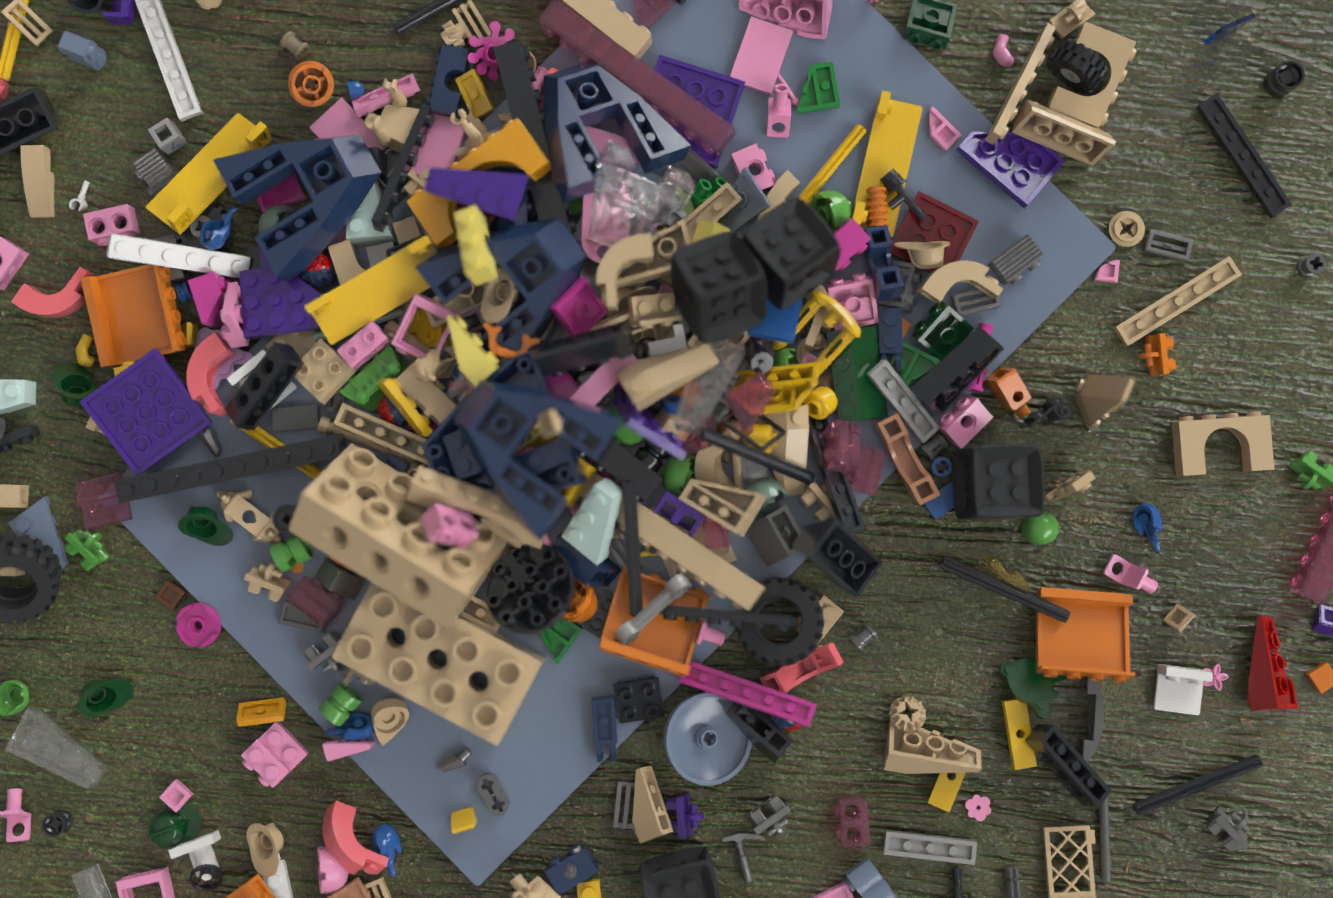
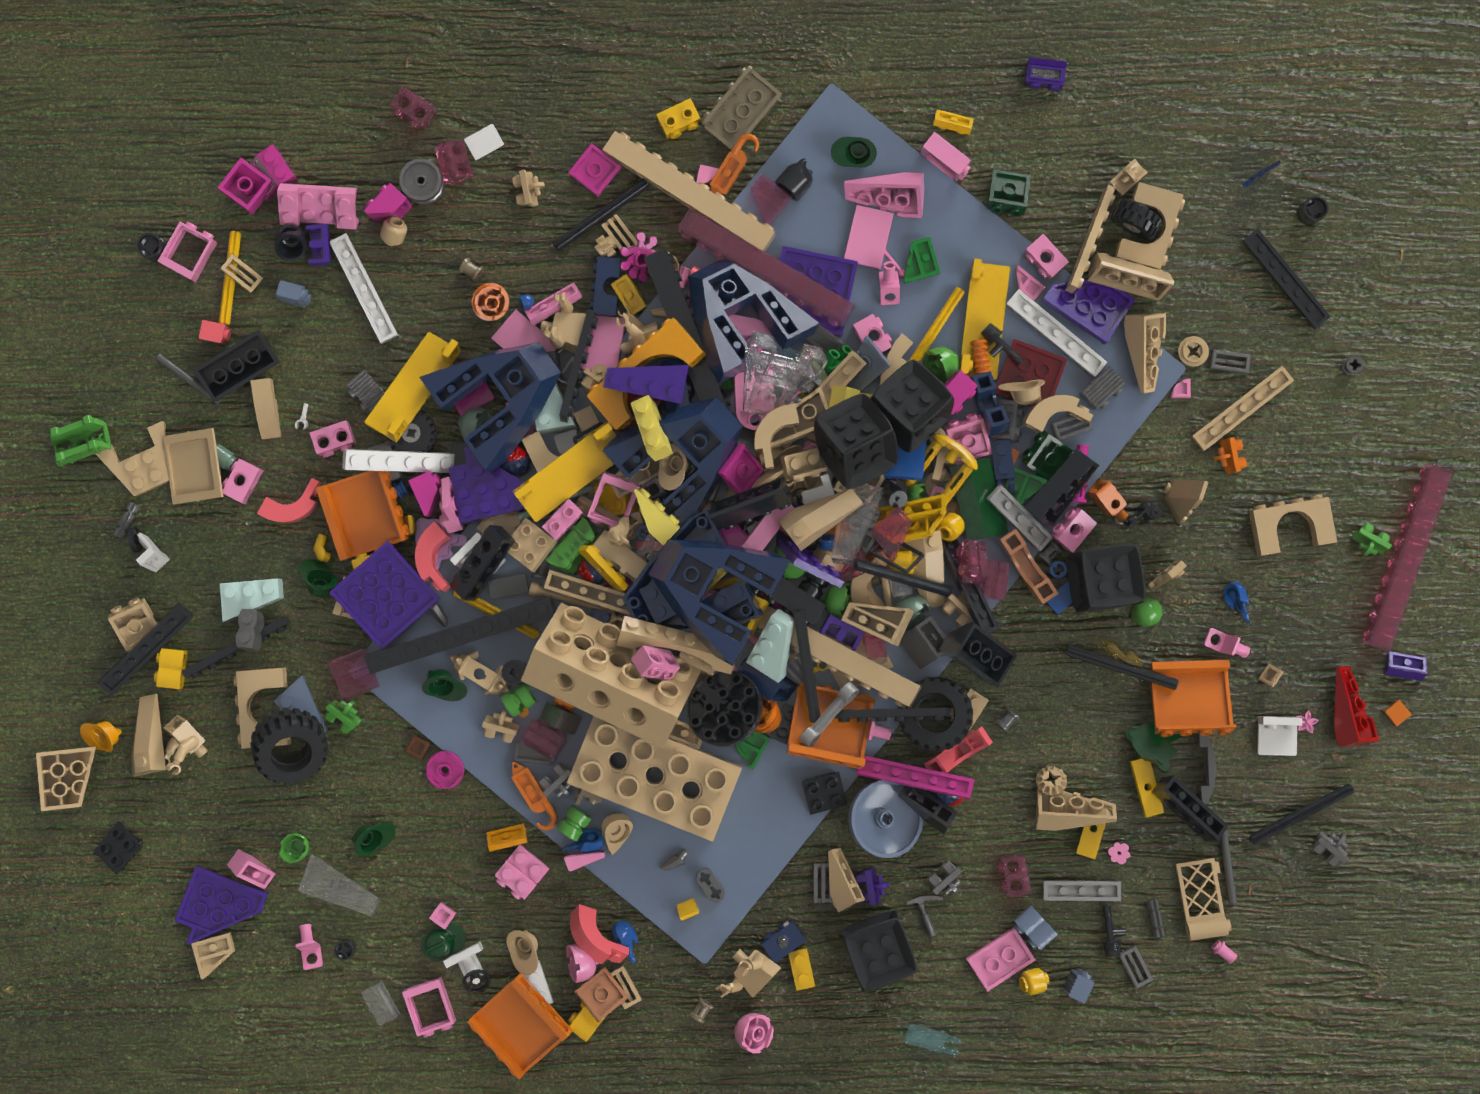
camera: 10 degrees left, 0 degrees up
(167, 136) = (372, 358): light grey brick -> none
(214, 233) = (425, 438): blue piece -> none
(295, 662) = (533, 794): none -> orange plate
(504, 352) = (682, 513): orange helmet -> none
(550, 423) = (731, 569): tan slope -> none
(604, 725) = (798, 817): dark blue hinge -> none
(965, 87) = (1044, 246): none -> bright pink brick
(969, 190) = (1056, 333): none -> white plate
(1000, 52) = (1071, 213): bright pink arm -> none
(1070, 208) = (1143, 339): none -> tan wedge

